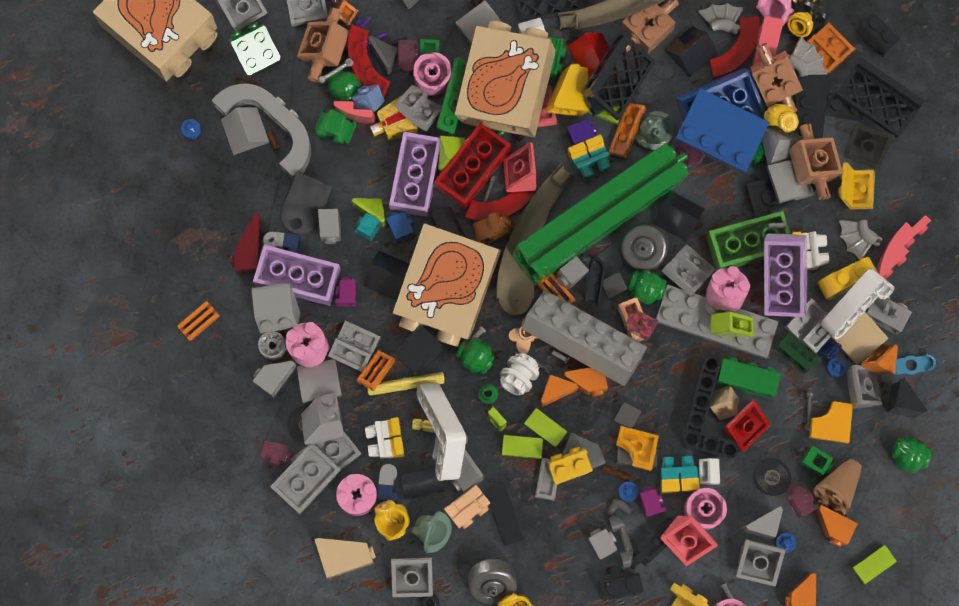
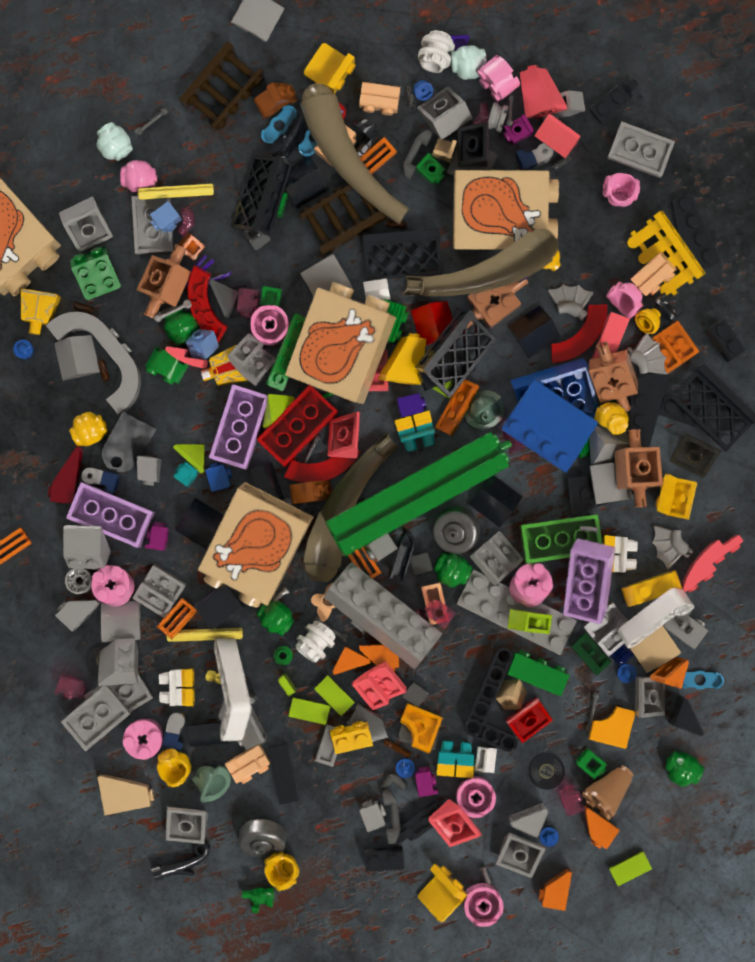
camera: 10 degrees right, 10 degrees up
(201, 87) = (38, 308): none -> yellow torso
(264, 195) = (88, 429): none -> yellow hair
(590, 410) = (379, 685): none -> coral slope

